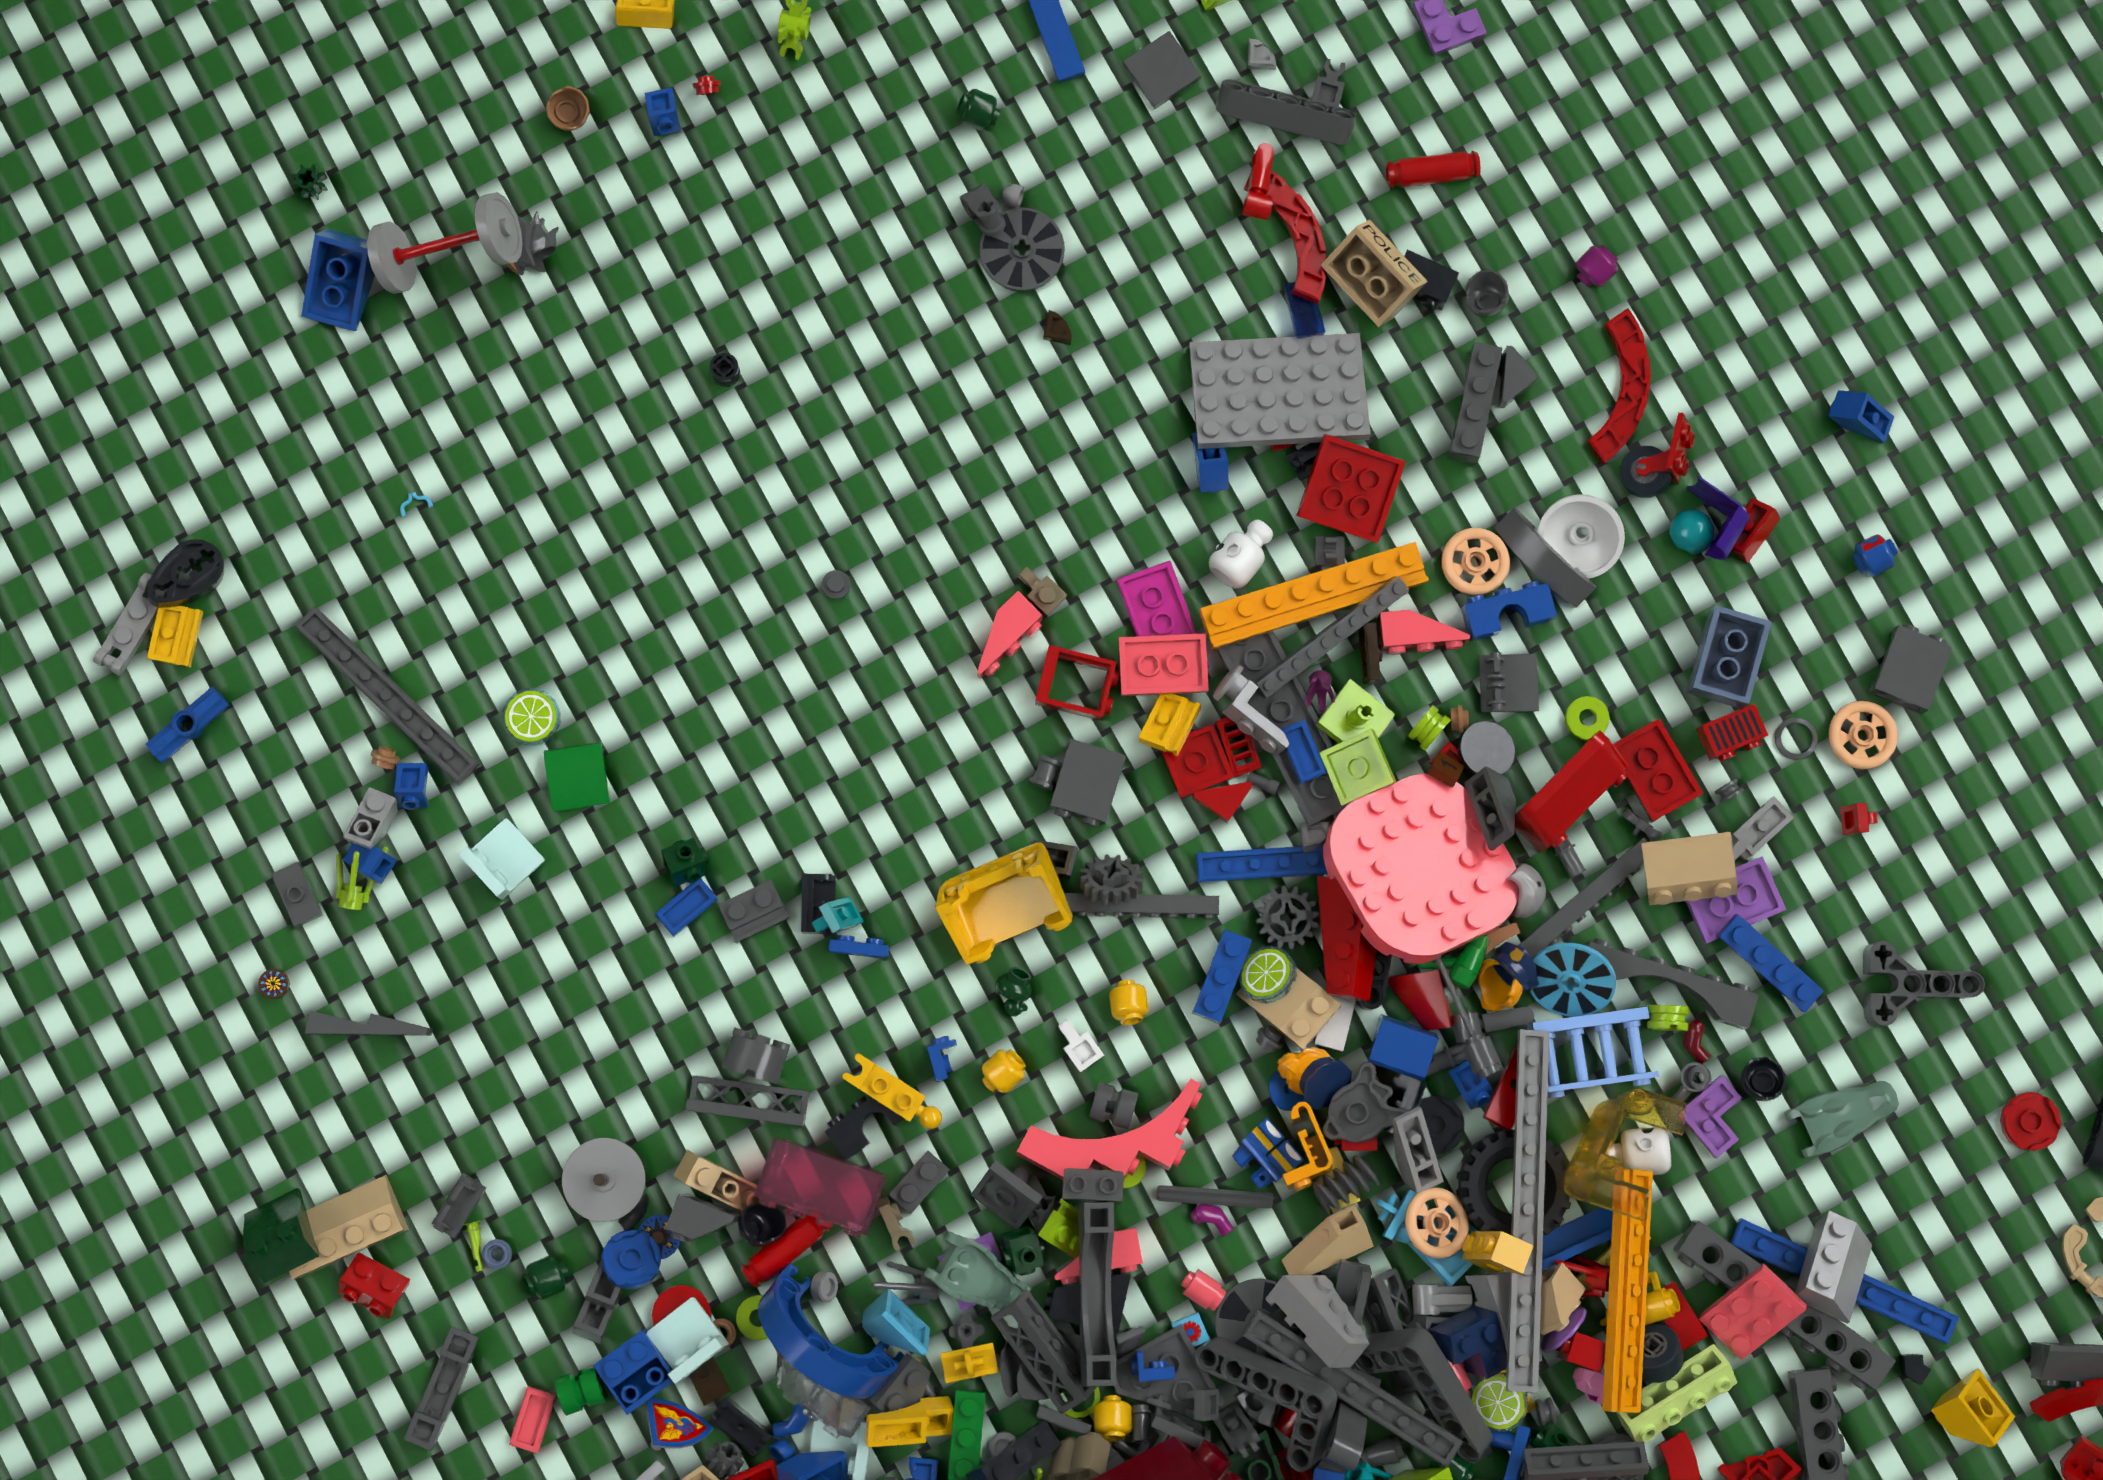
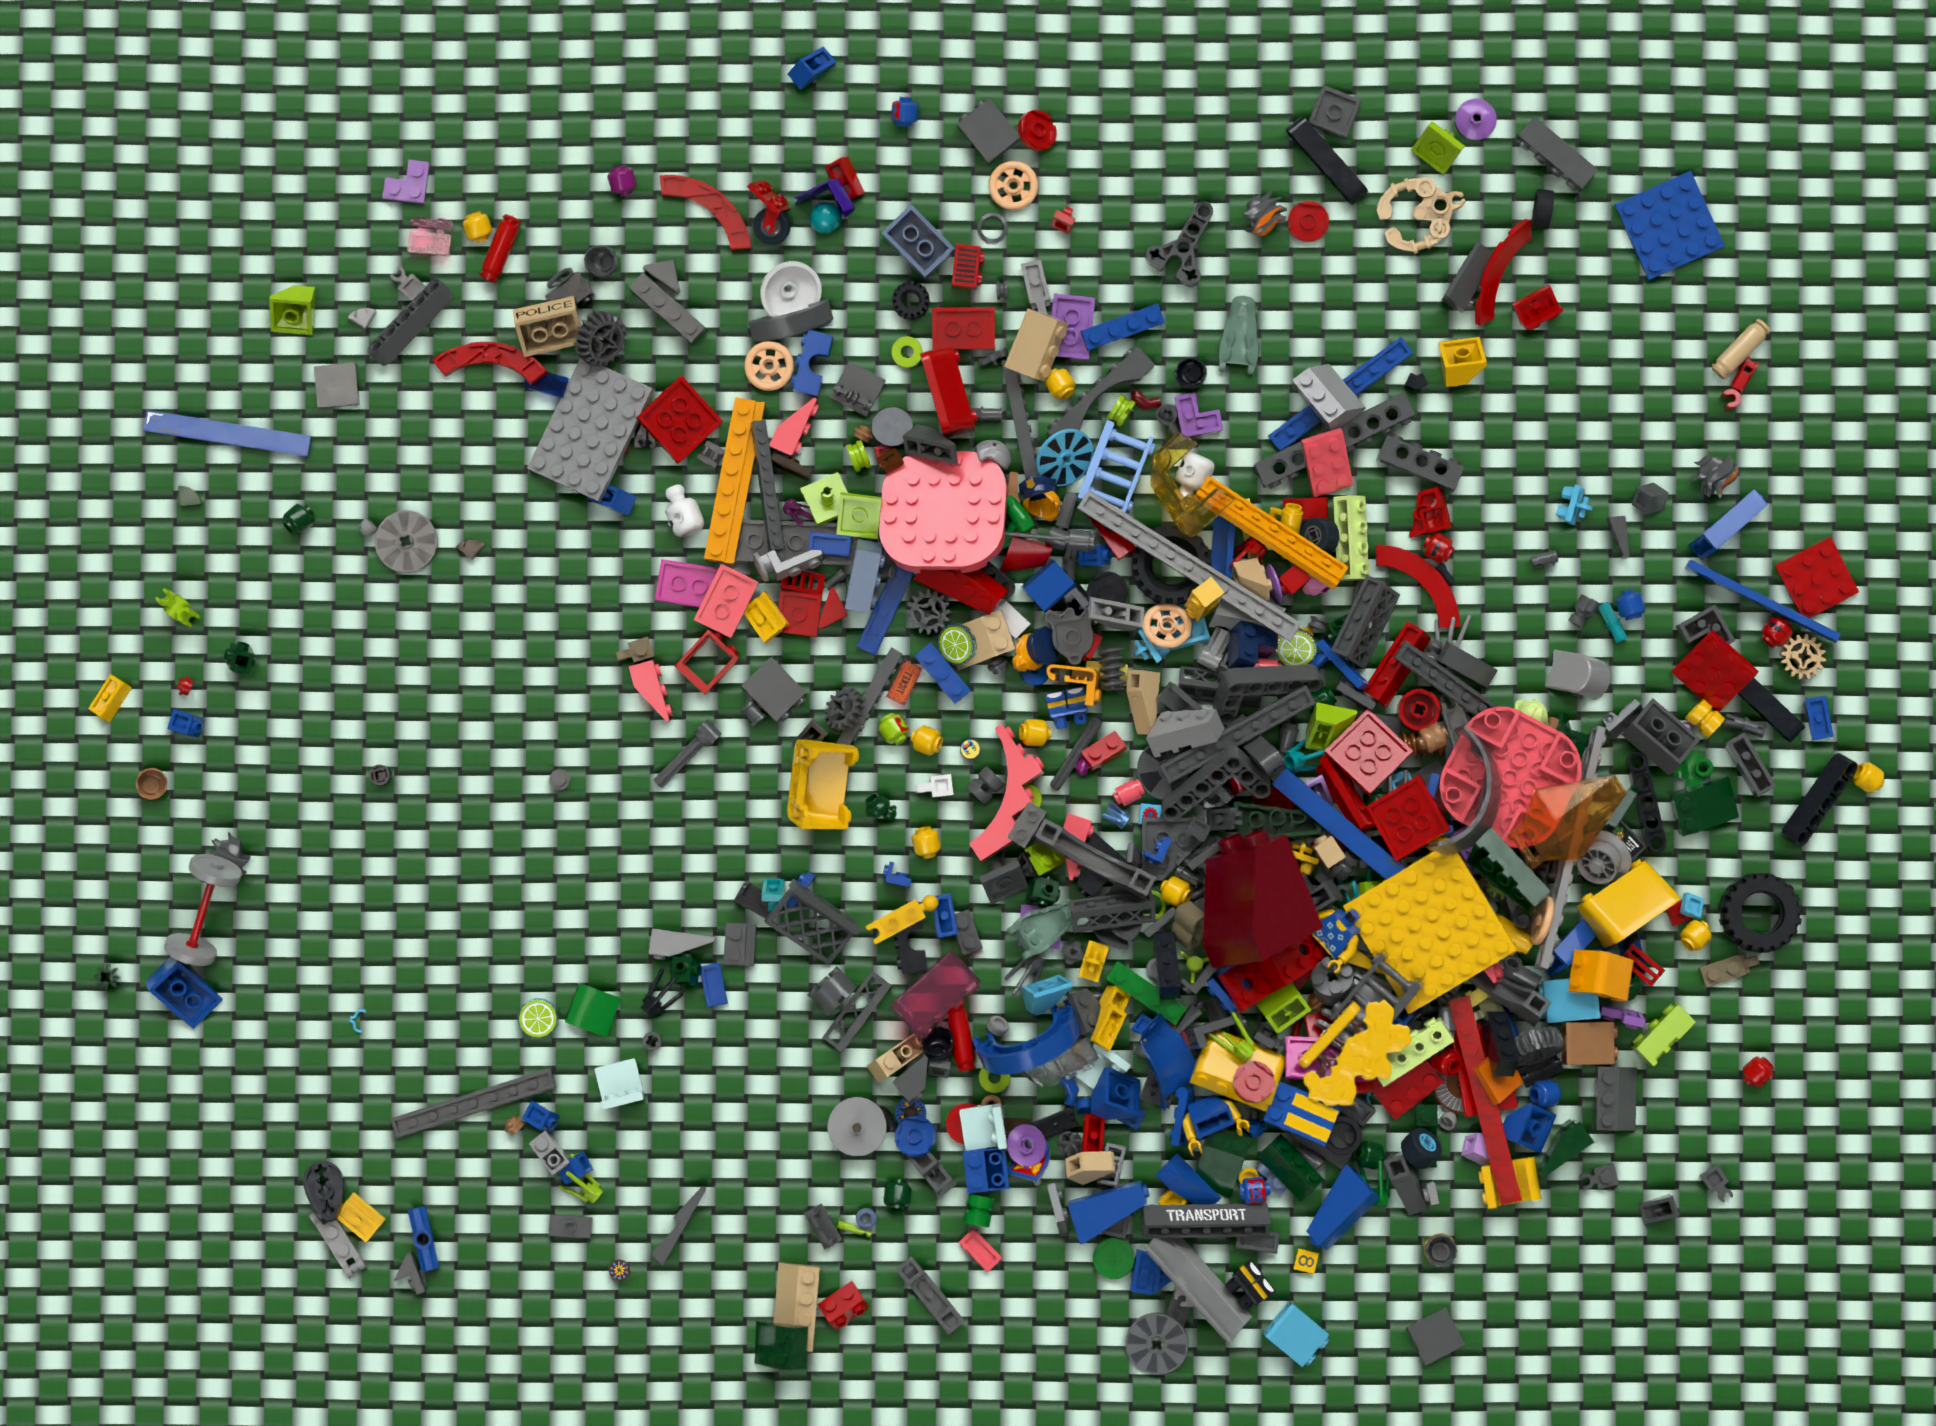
camera: 55 degrees left, 5 degrees up
(143, 729) = (410, 1267): none -> dark grey slope
(577, 878) = (646, 1038): none -> dark grey bush
(622, 845) = (652, 1004): none -> black plant
(684, 1398) = (1018, 1147): none -> medium lavender dish
(710, 827) = (670, 943): none -> light grey slope
(732, 1242) = (939, 1067): none -> dark grey tile
(767, 135) = (241, 663): none -> dark green brick
(852, 985) = (819, 906): none -> dark grey fence
(891, 1216) = (977, 960): dark tan plate -> none
(923, 1145) = (945, 917): none -> blue slope
(984, 210) = (365, 552): dark grey piece -> none
(986, 730) = (705, 736): none -> dark grey axle
(1120, 954) = (893, 729): none -> lime head
(1147, 1062) = (970, 749): none -> tile
(1166, 1295) = (1118, 816): none -> flat silver piece
(1184, 936) = (904, 682): none -> tile
(1212, 1130) = (1034, 732): none -> yellow head
(1238, 1229) = (1103, 750): none -> plate
(1257, 202) = (461, 374): red piece -> none
(1287, 814) = (865, 576): none -> sand blue brick
(1392, 86) = (430, 243): none -> clear pink plate
(1412, 347) = (604, 326): none -> dark grey gear
(1428, 252) = (556, 276): none -> dark grey piece
(1443, 128) = (477, 227): none -> yellow head
(1657, 925) = (1060, 384): none -> yellow head
(1658, 671) = (910, 313): none -> black tyre
(1947, 726) = (1037, 130): none -> red tile
(2010, 1061) = (1264, 214): none -> dark grey hair

